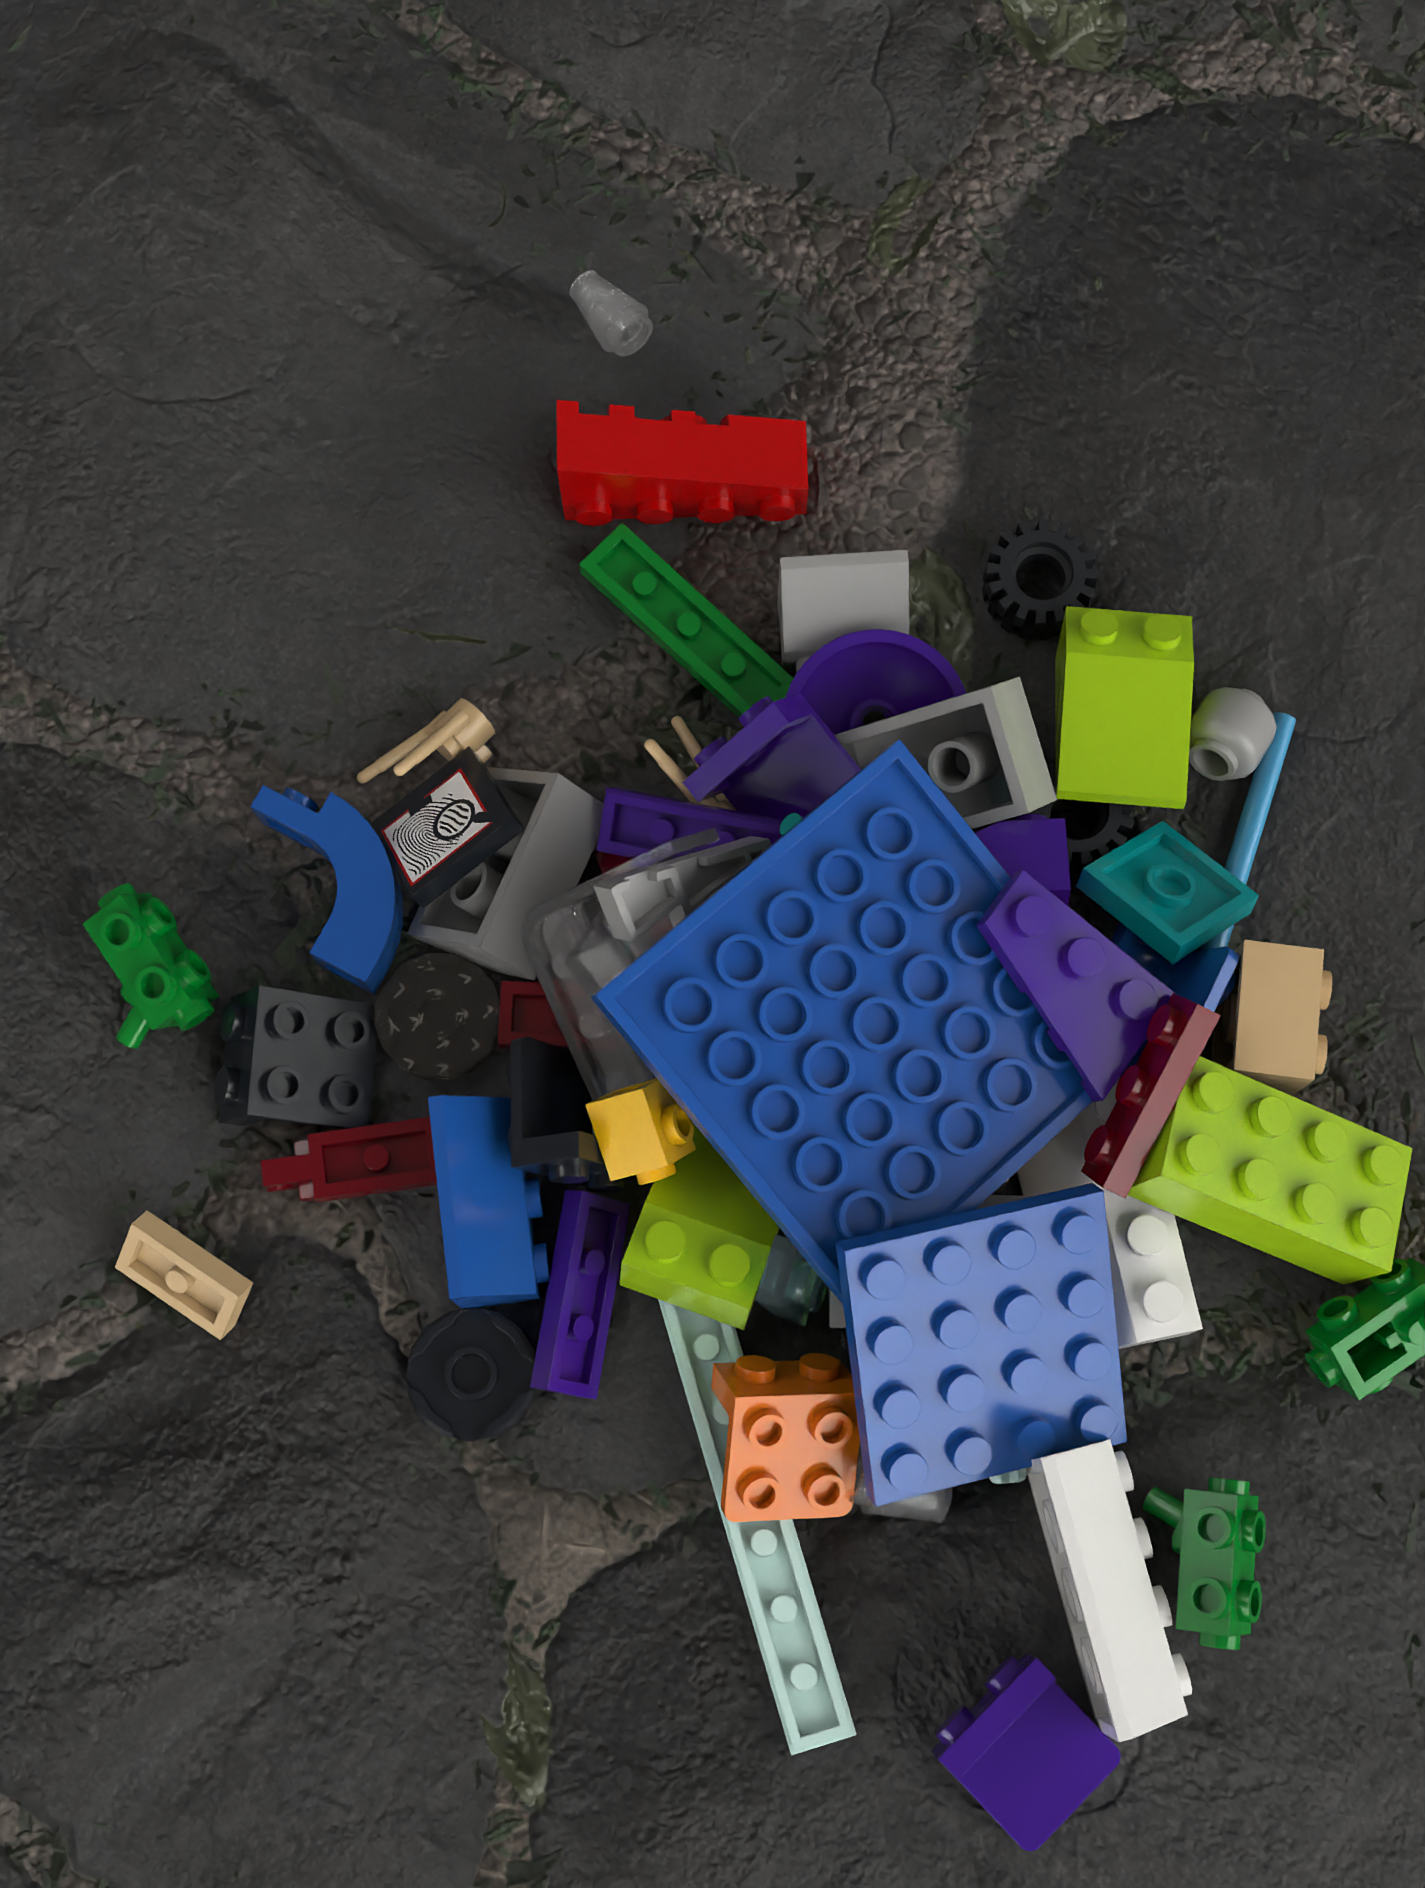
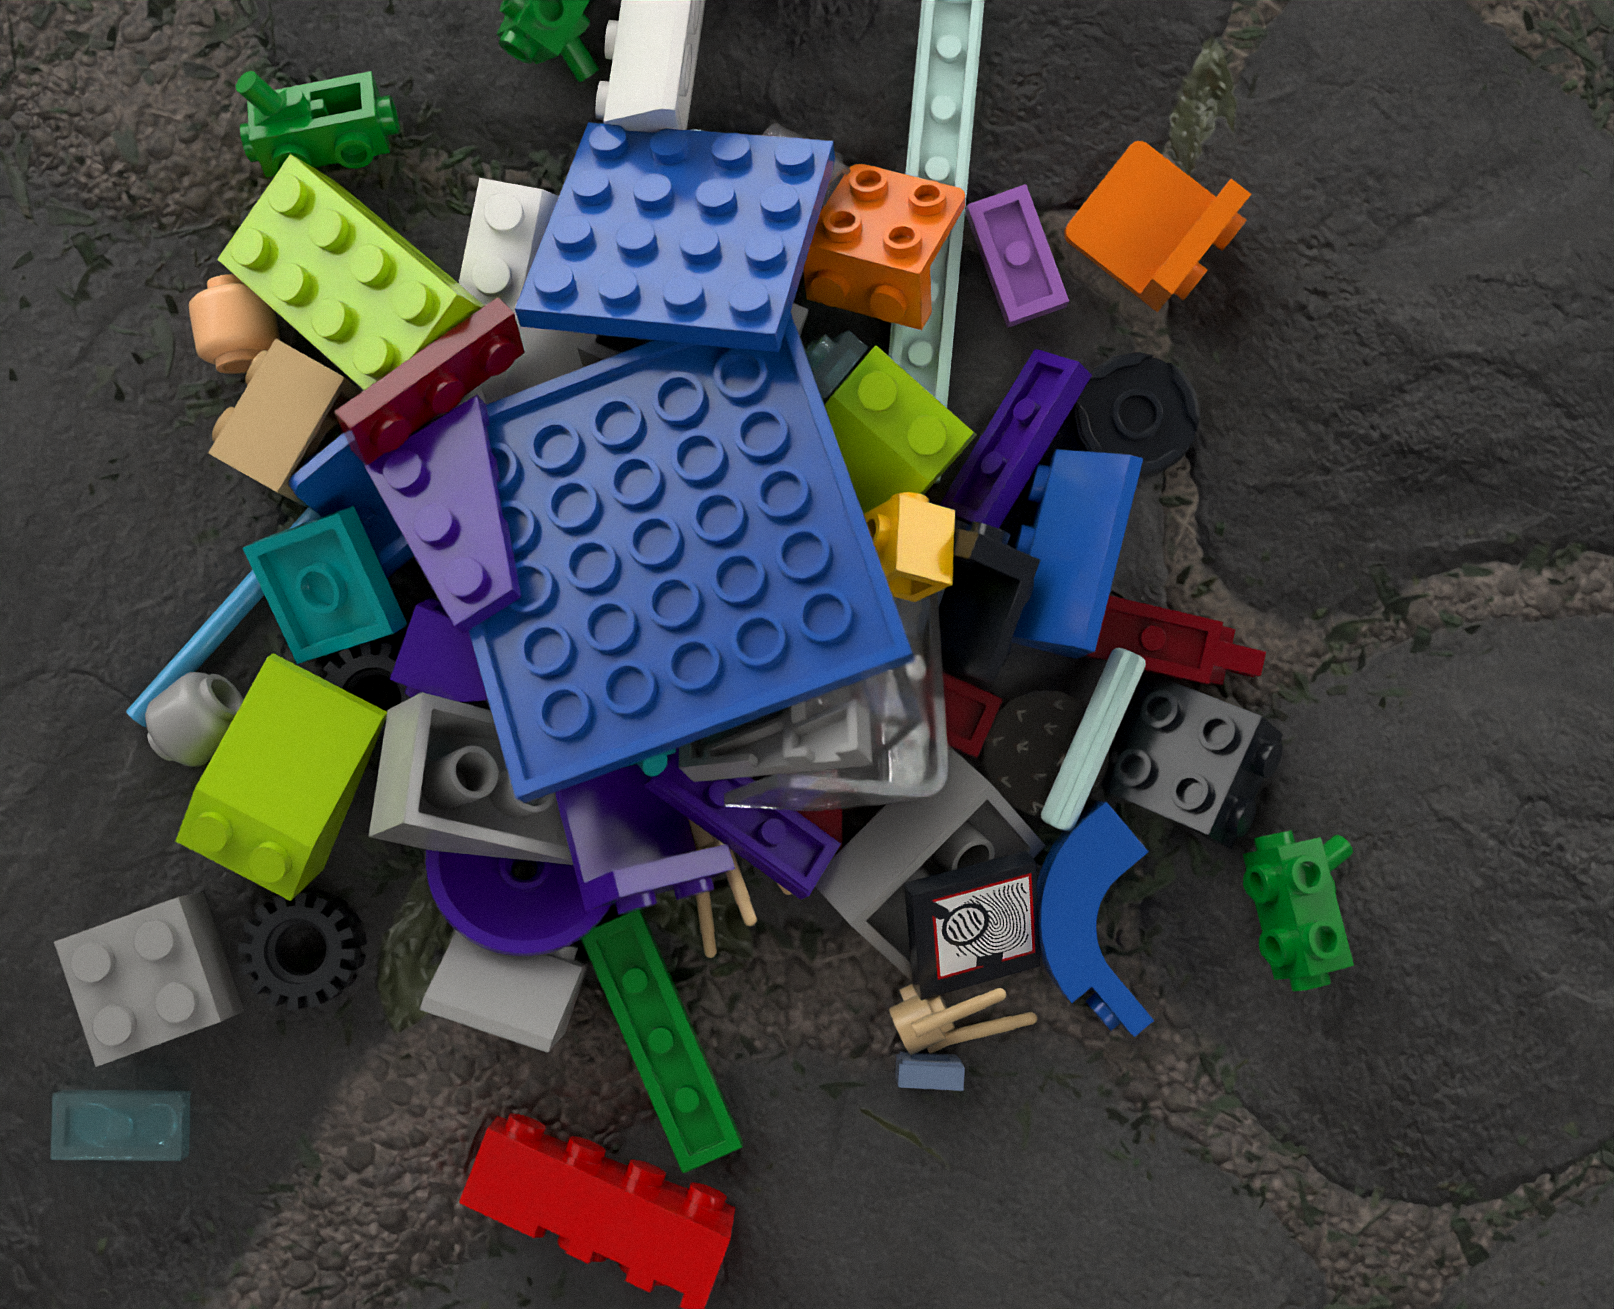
camera: 160 degrees left, 10 degrees up
(183, 1274) = (1364, 603): tan plate -> none
(398, 1038) = (1093, 739): none -> light aqua axle
(436, 690) = (929, 1071): none -> sand blue tile
(524, 1572) = (1154, 225): none -> orange bracket
(650, 1483) = (1016, 256): none -> medium lavender plate
(1126, 378) = (120, 1125): none -> clear light blue plate
(1160, 502) = (149, 977): none -> light grey brick
(1371, 1095) = (231, 324): none -> light nougat head

